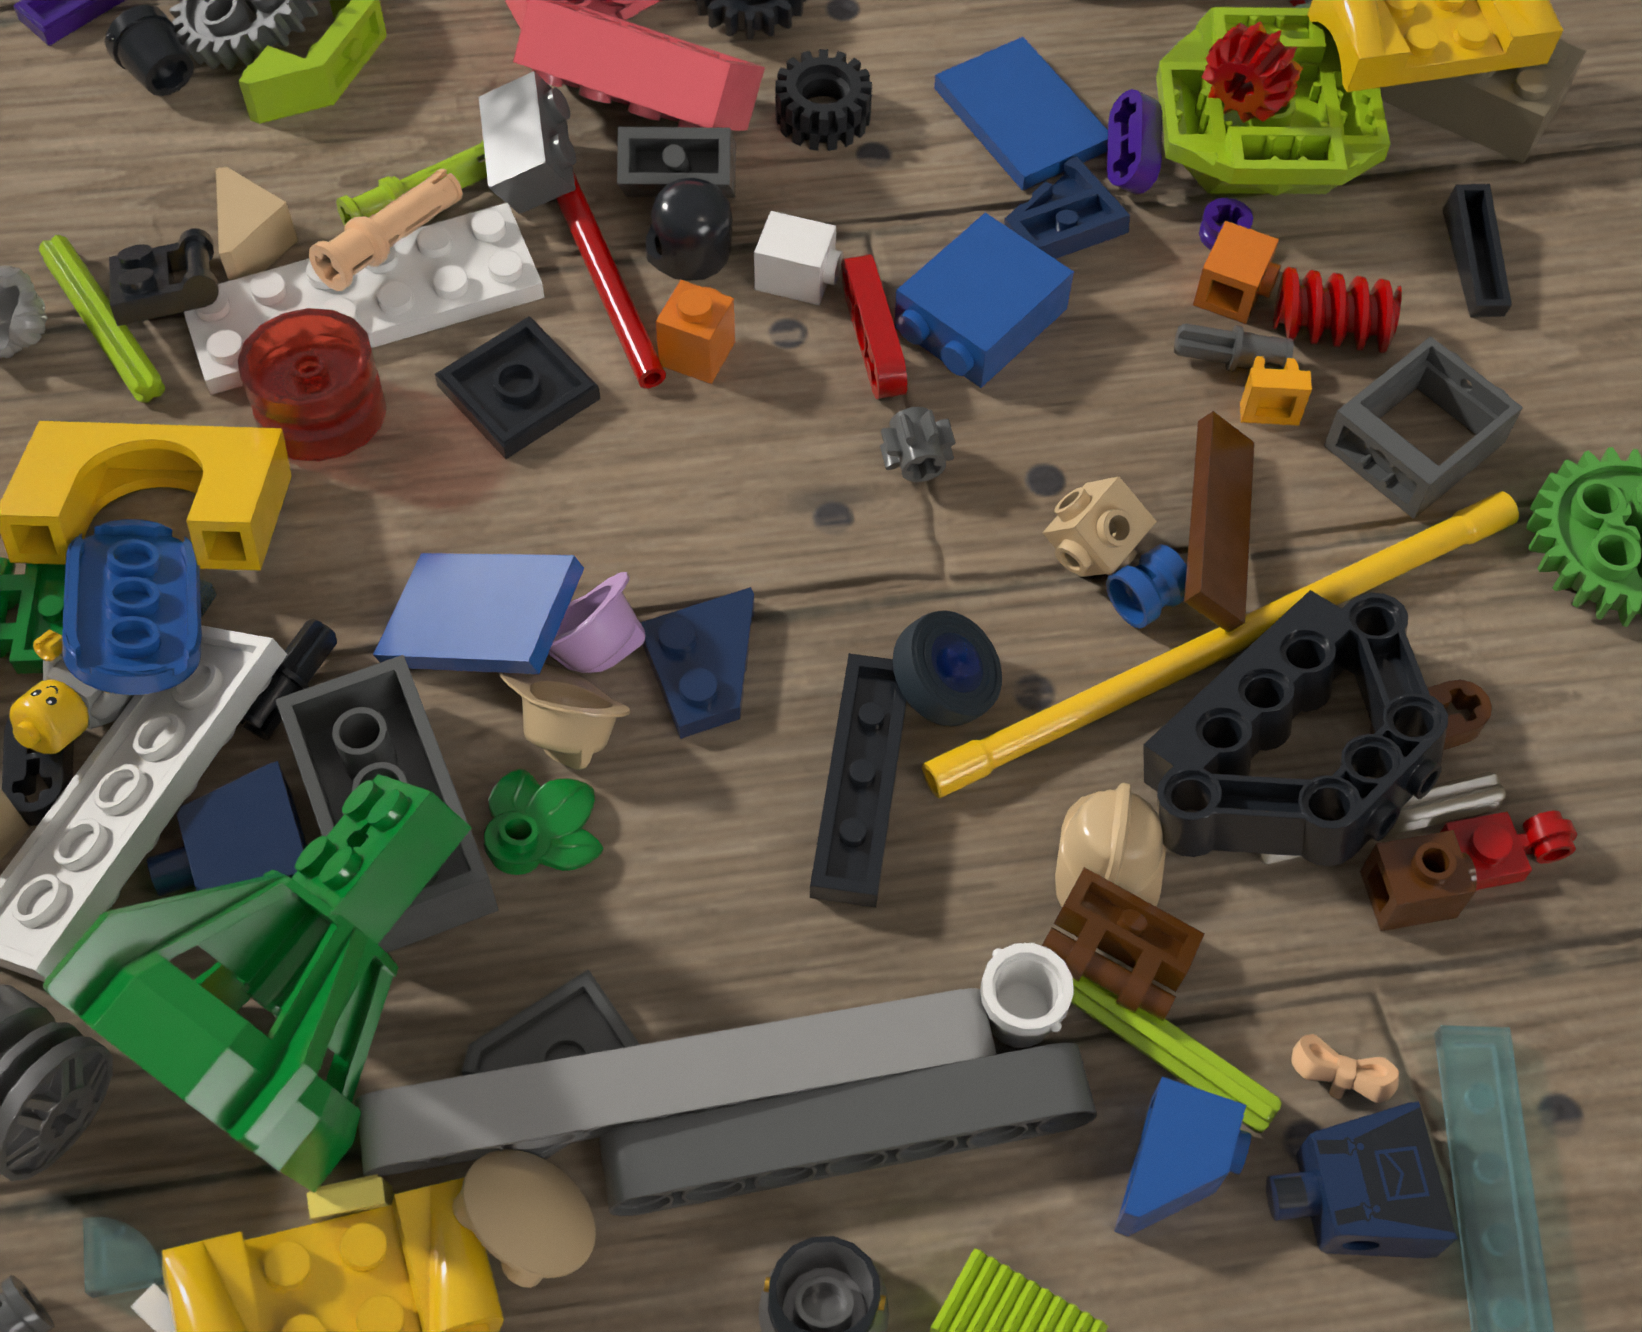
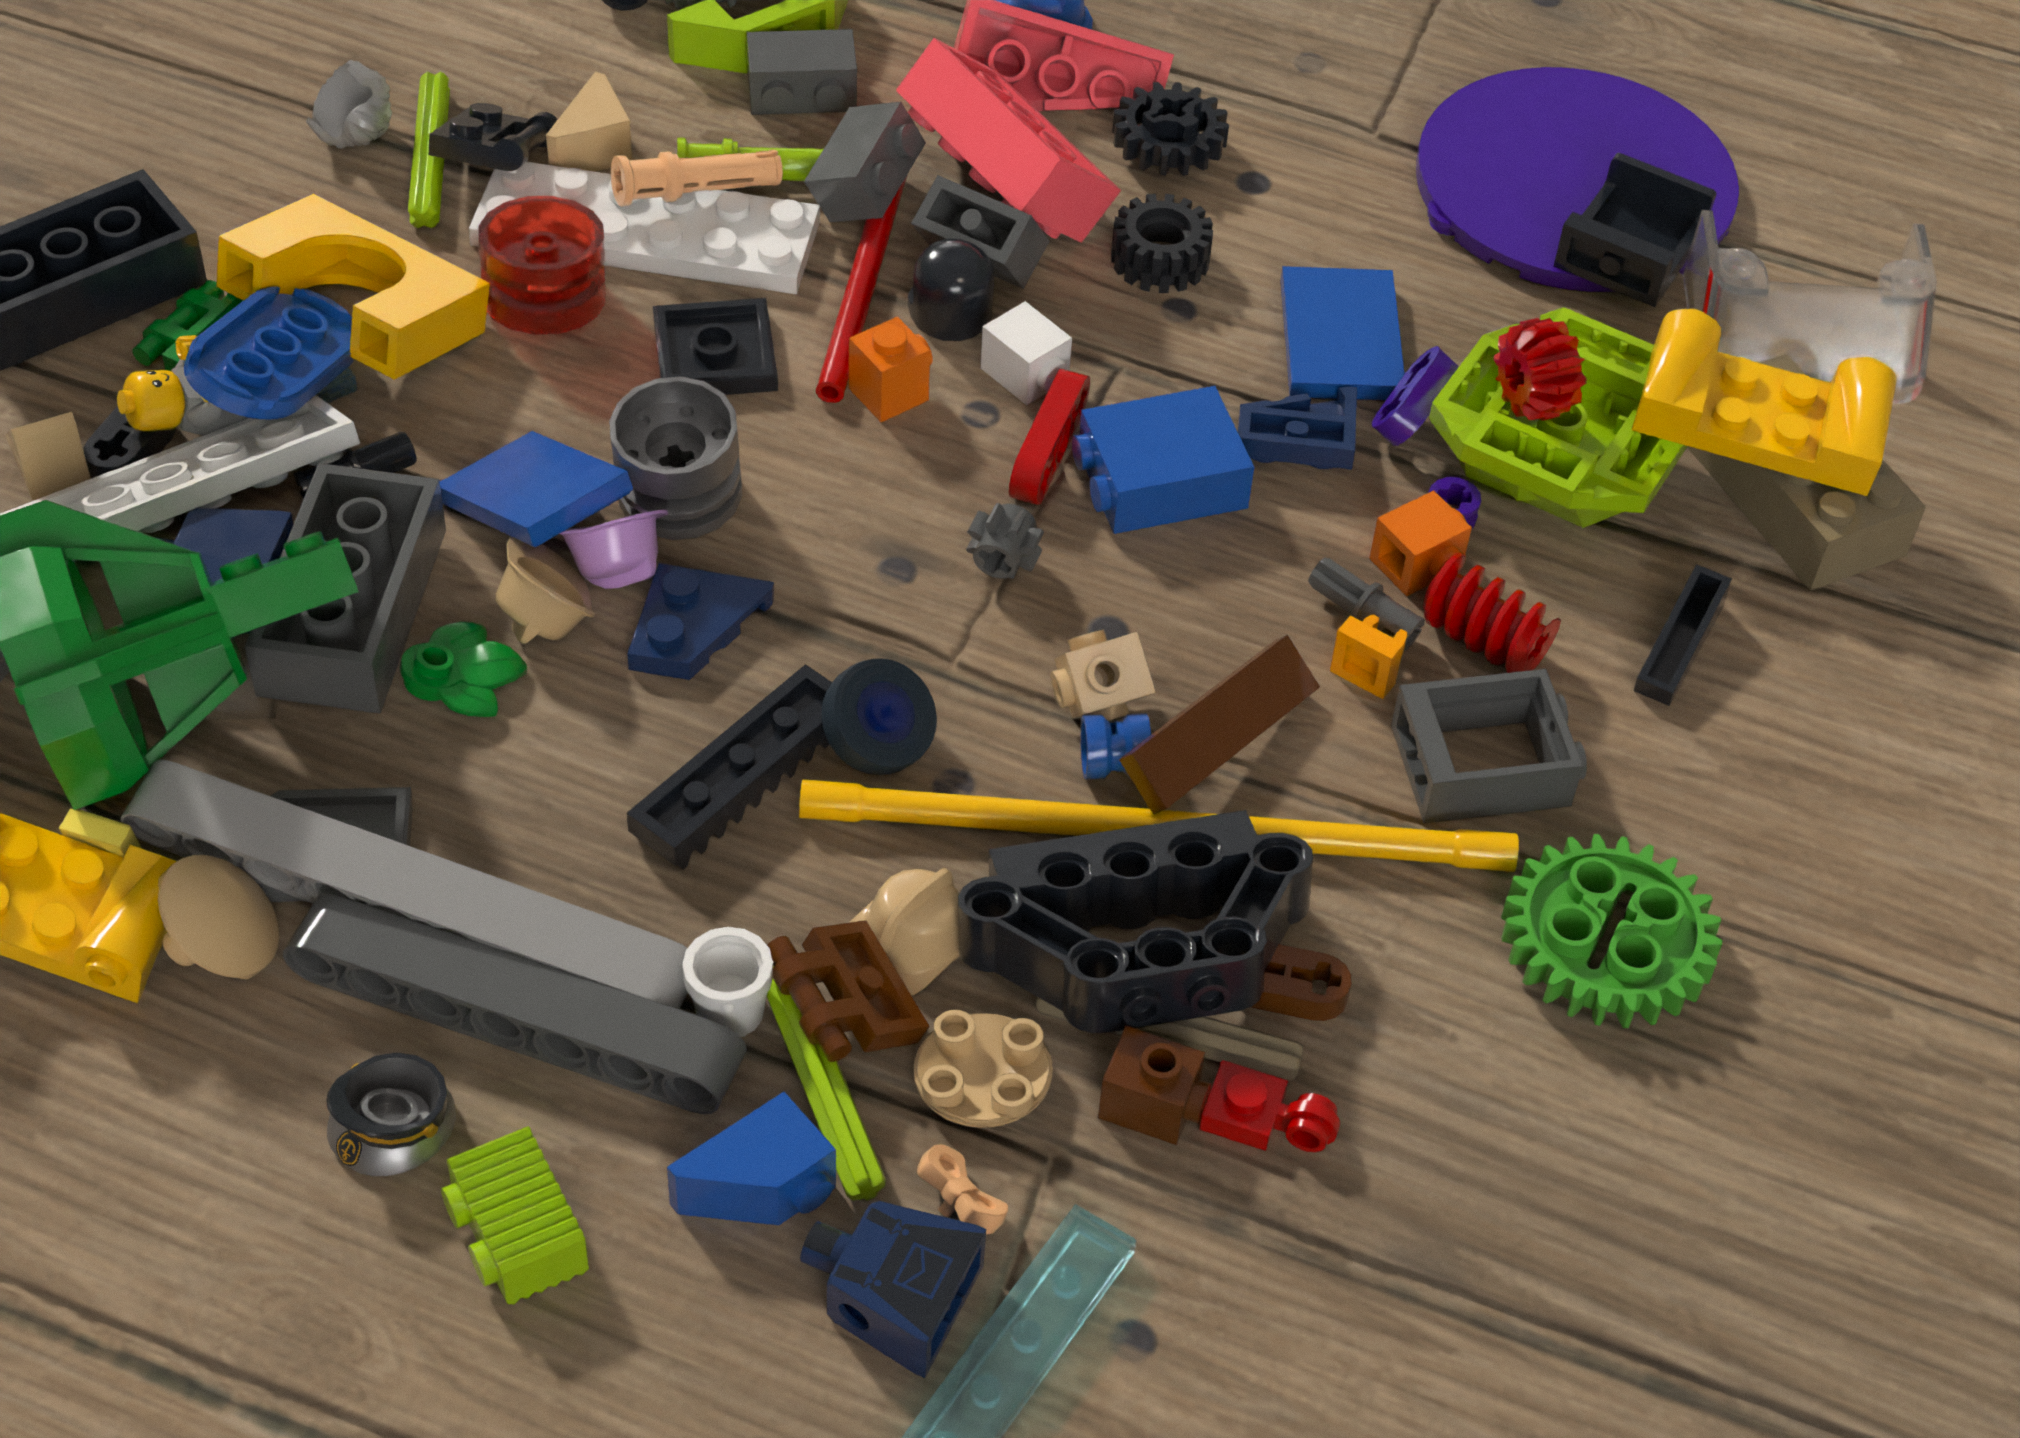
camera: 30 degrees right, 10 degrees down
(393, 80) = (801, 71): none -> dark grey brick
(592, 502) = (679, 454): none -> flat silver wheel
(1273, 946) = (983, 1068): none -> tan dish

